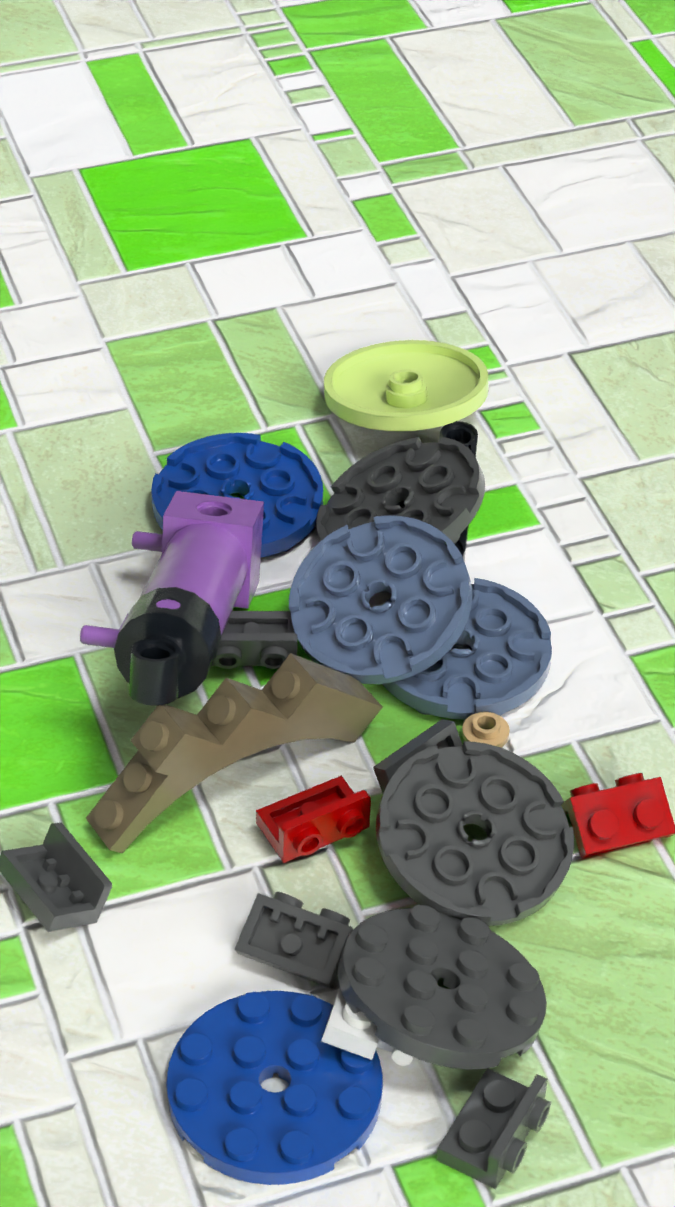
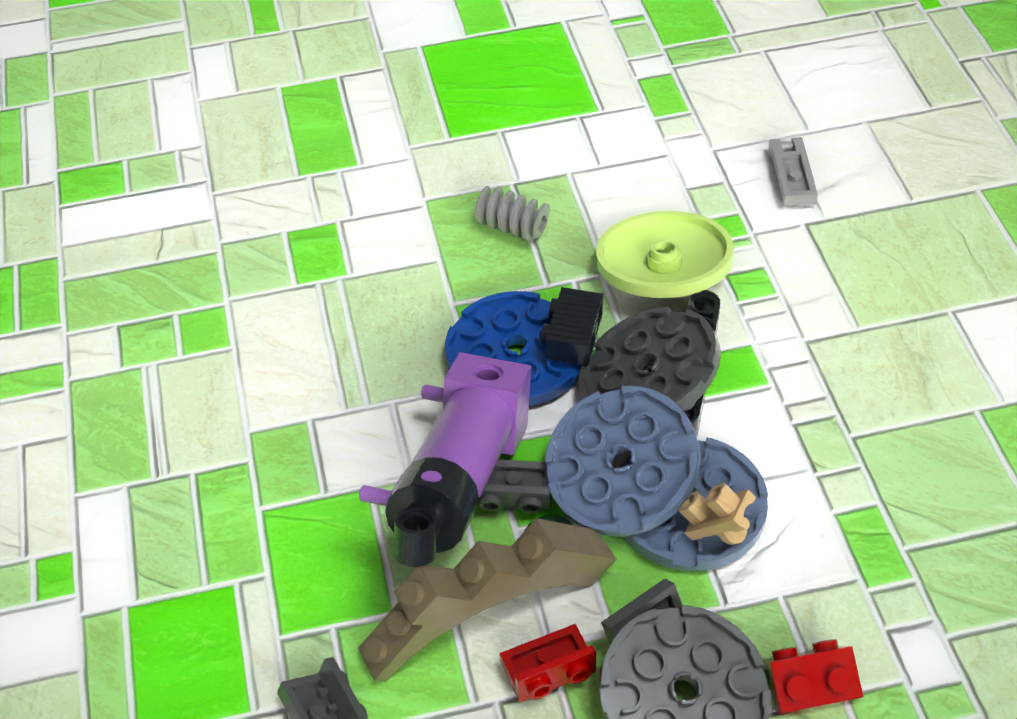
camera: 10 degrees right, 5 degrees up
(215, 351) = (511, 215): none -> light grey piece
(305, 464) = (573, 326): none -> black brick
(486, 728) = (701, 594): tan plate -> none
(501, 653) = (718, 514): none -> tan hips
(549, 295) = (793, 171): none -> light grey plate

